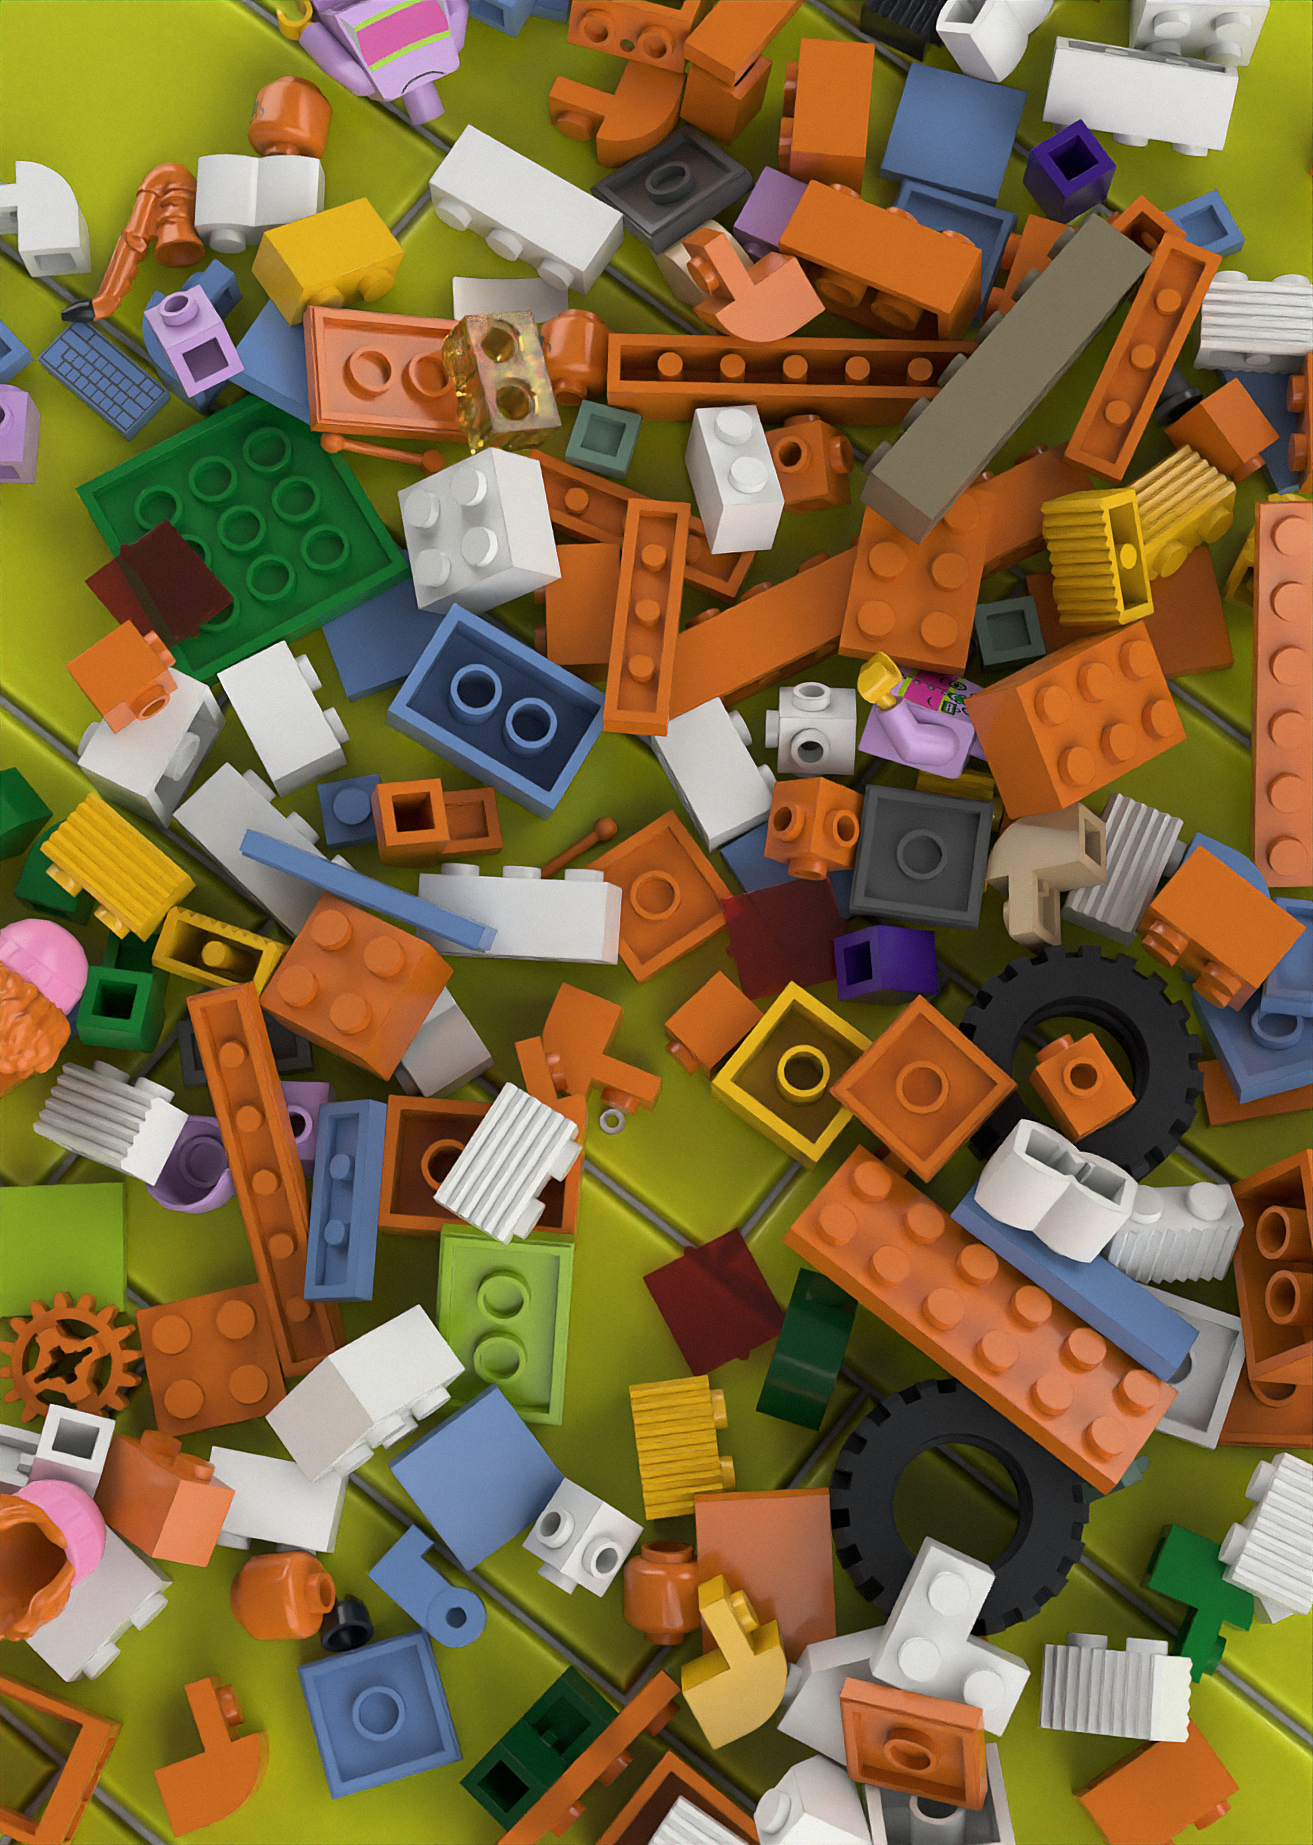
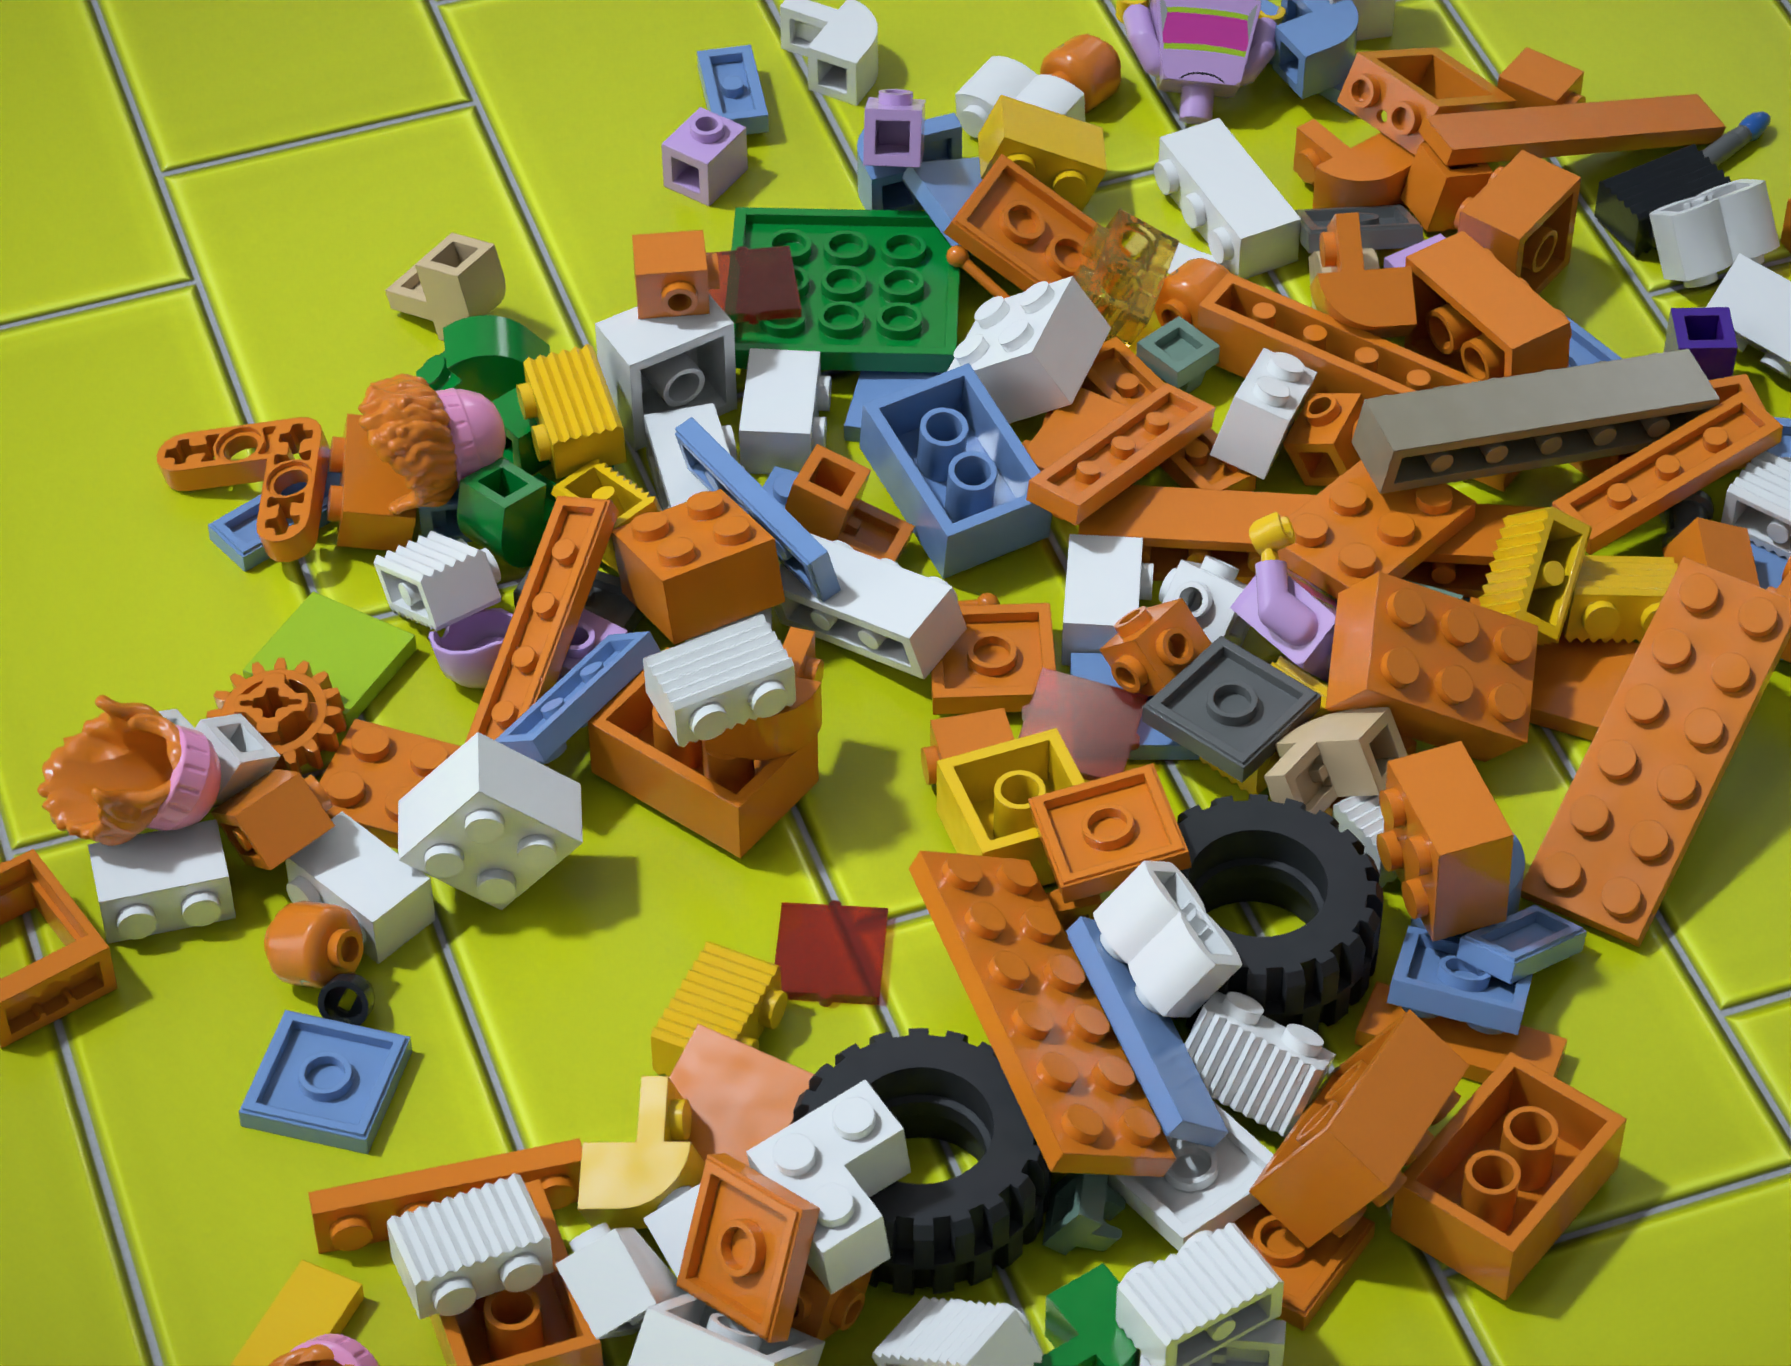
camera: 30 degrees right, 30 degrees down
(104, 378) = (814, 164): medium blue tile -> none
(160, 214) = (935, 85): orange piece -> none
(223, 1776) = (165, 1044): orange brick -> none
(445, 1611) = (438, 1028): medium blue leg -> none
(478, 1476) = (538, 954): medium blue tile -> none
(507, 1317) = (639, 852): lime tile -> none
(539, 1748) = (412, 1139): dark green brick -> none
(581, 1540) = (607, 1034): white brick -> none
(583, 1033) = (859, 721): orange brick -> none
(612, 1112) = (840, 802): white piece -> none
(662, 1591) = (613, 1099): orange head -> none
(808, 1351) = (878, 993): dark green brick -> none
(886, 965) = (1175, 767): dark purple brick -> none
(953, 133) = (1623, 302): medium blue tile -> none
(1079, 1086) = (1242, 878): orange brick -> none

